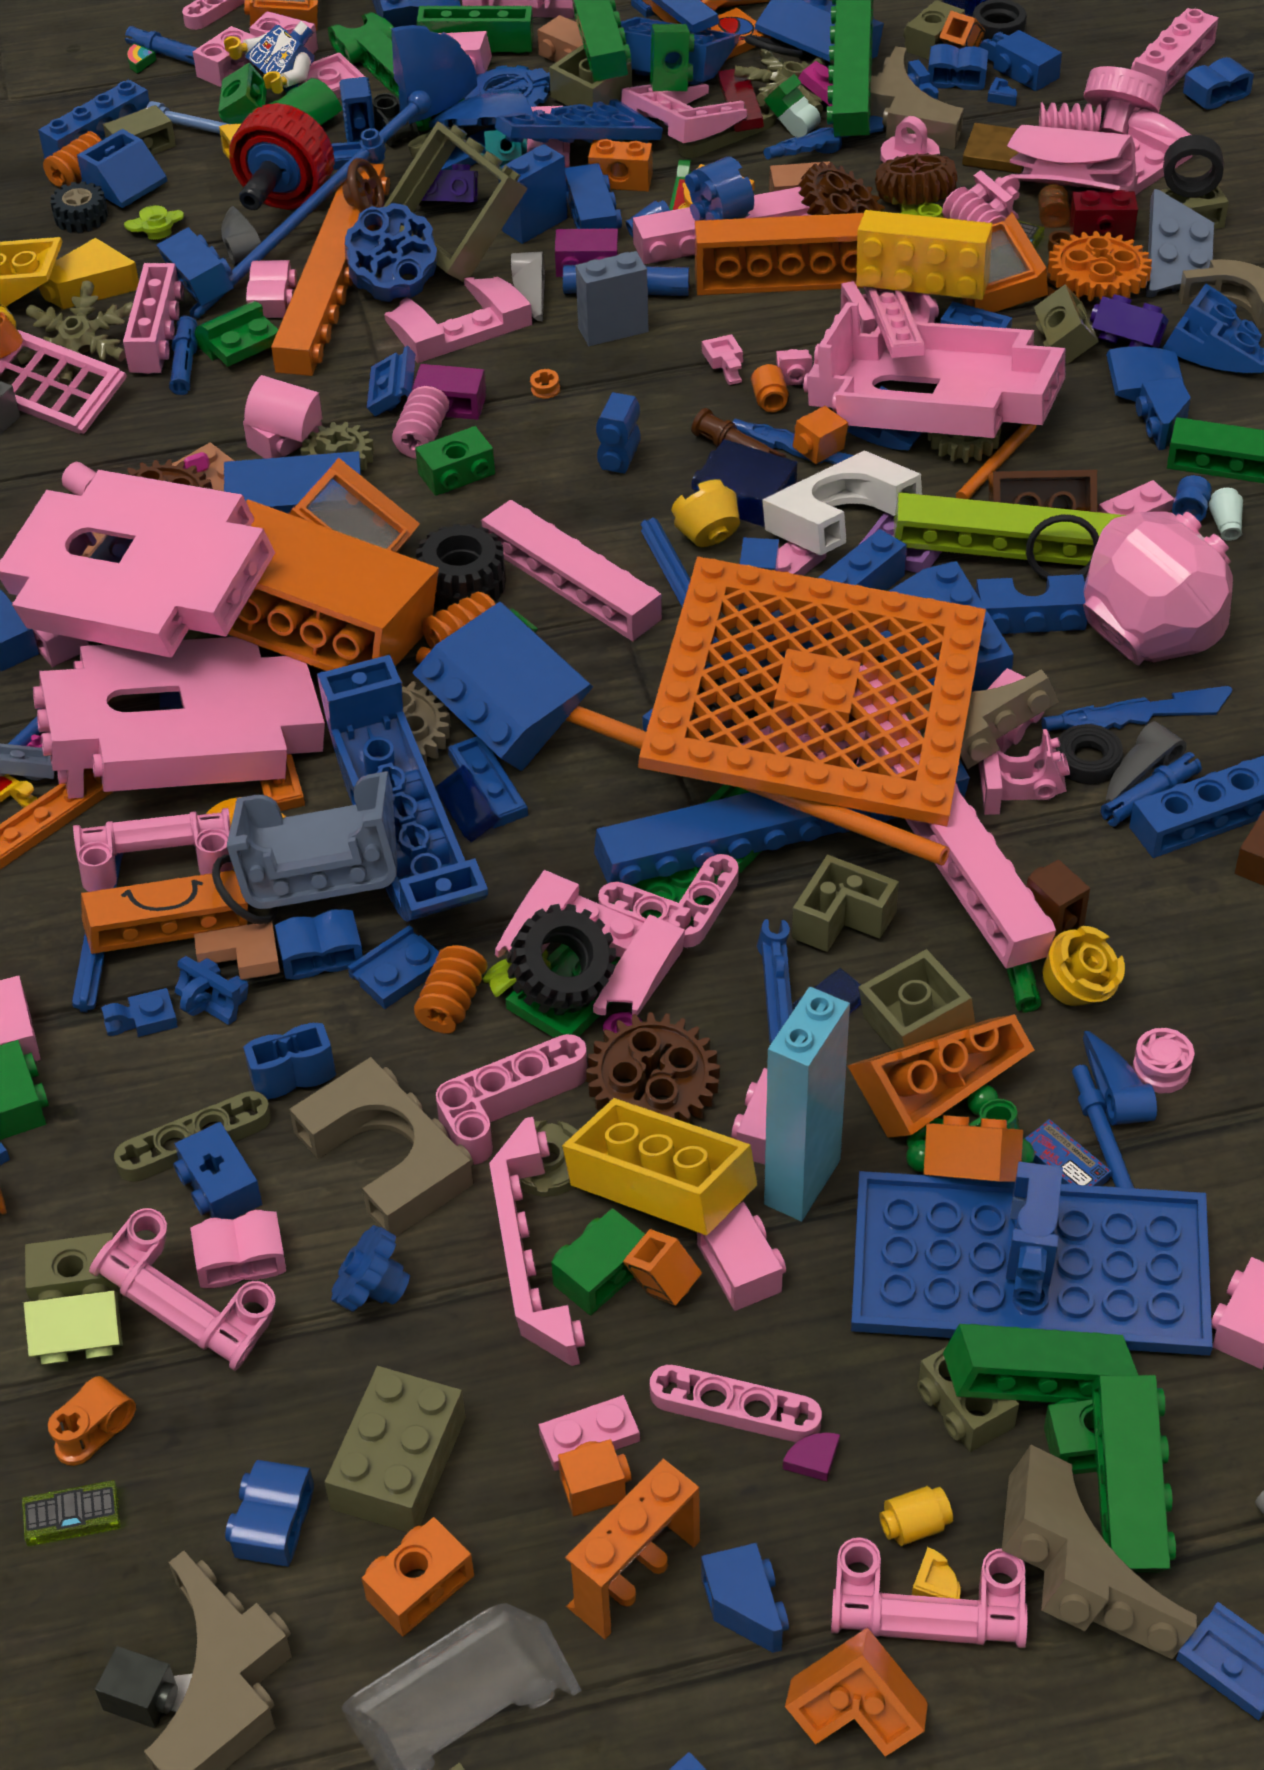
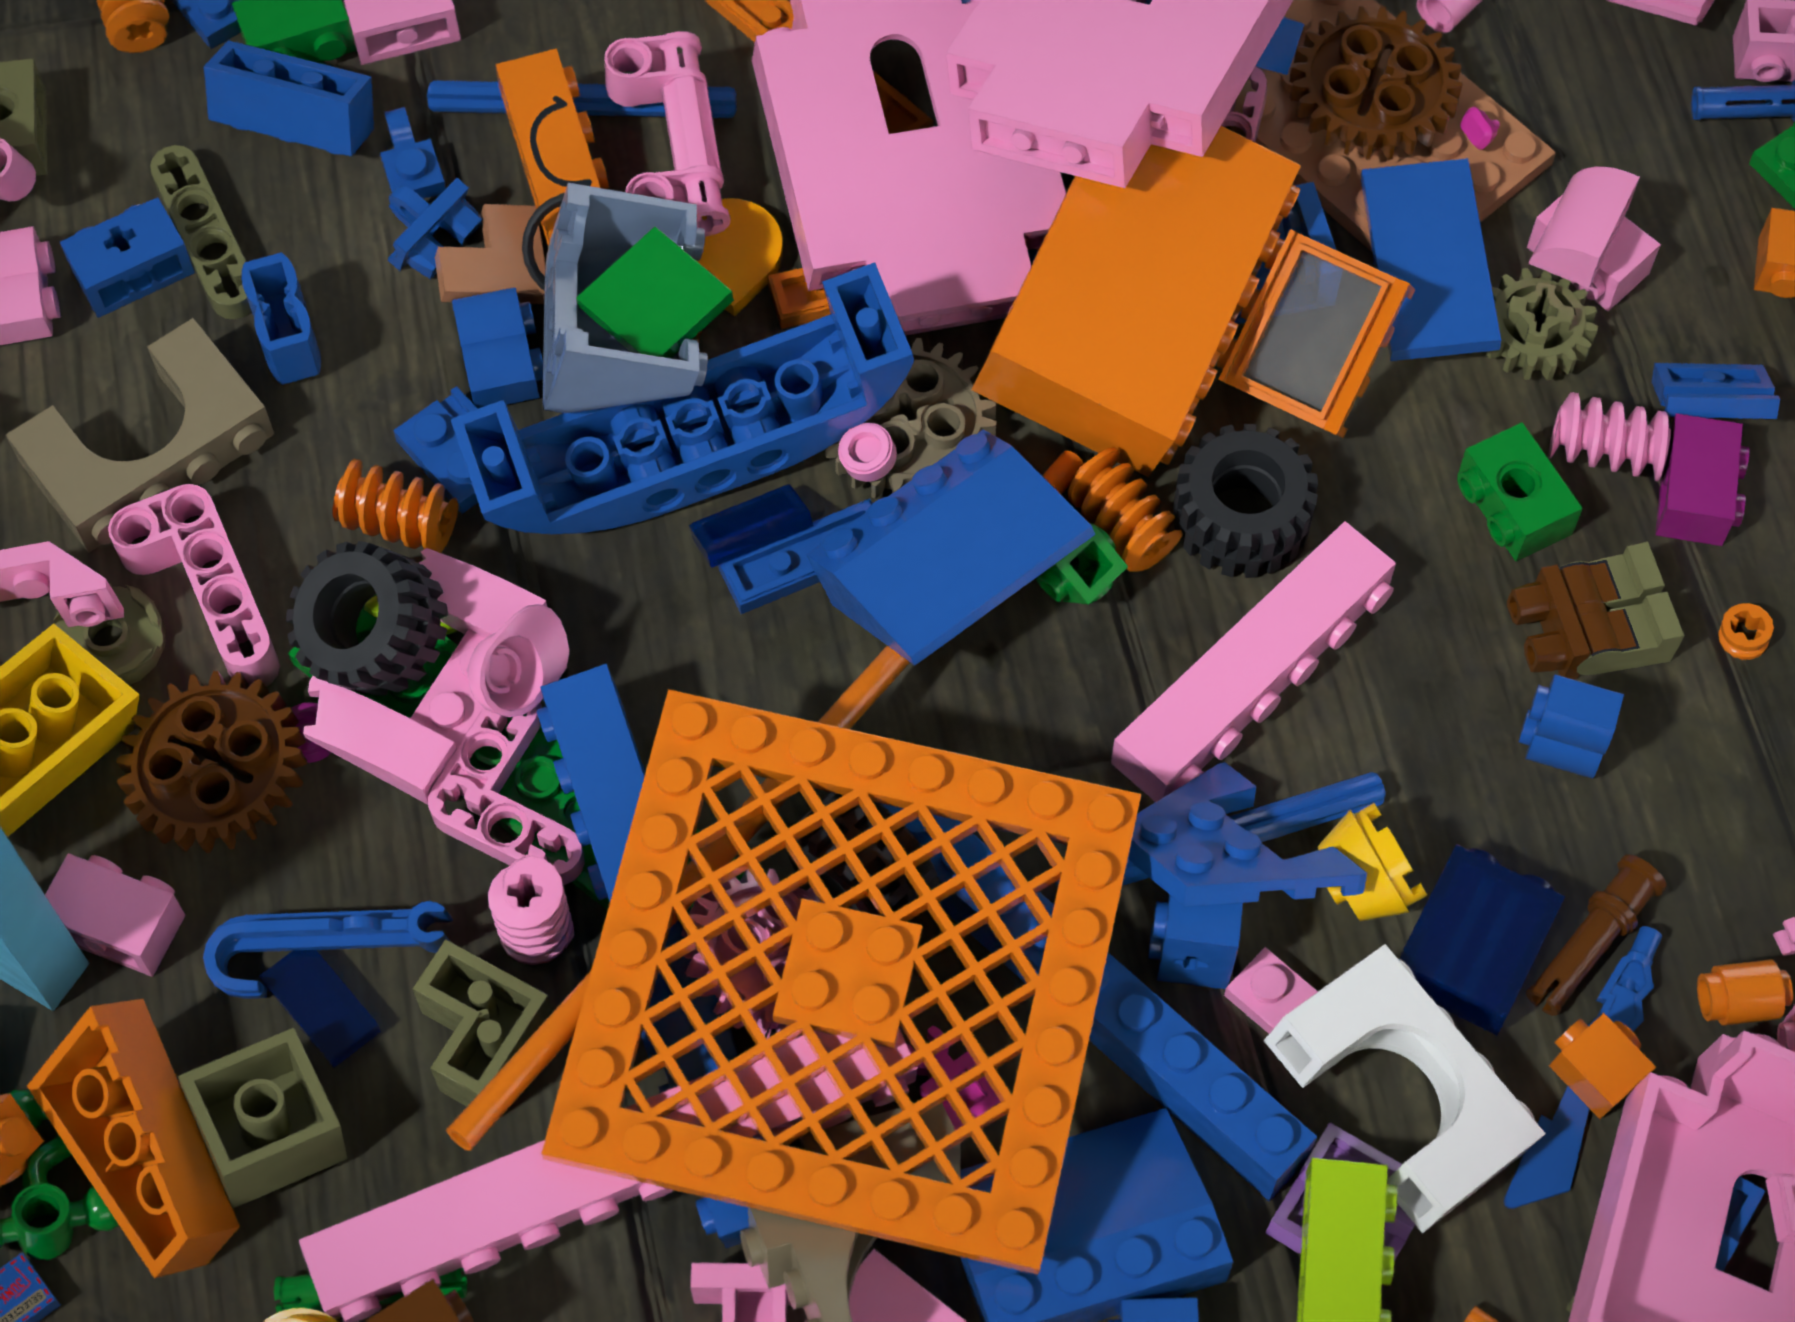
camera: 90 degrees right, 15 degrees up
(85, 1076) = (289, 98): none -> blue brick
(314, 814) = (655, 297): none -> green tile
(426, 730) = (867, 452): none -> bright pink tile
(537, 436) = (1598, 615): none -> hips
(596, 884) = (519, 660): none -> bright pink cap
(729, 542) = (1211, 860): none -> blue wing
(764, 876) = (531, 911): none -> bright pink piece

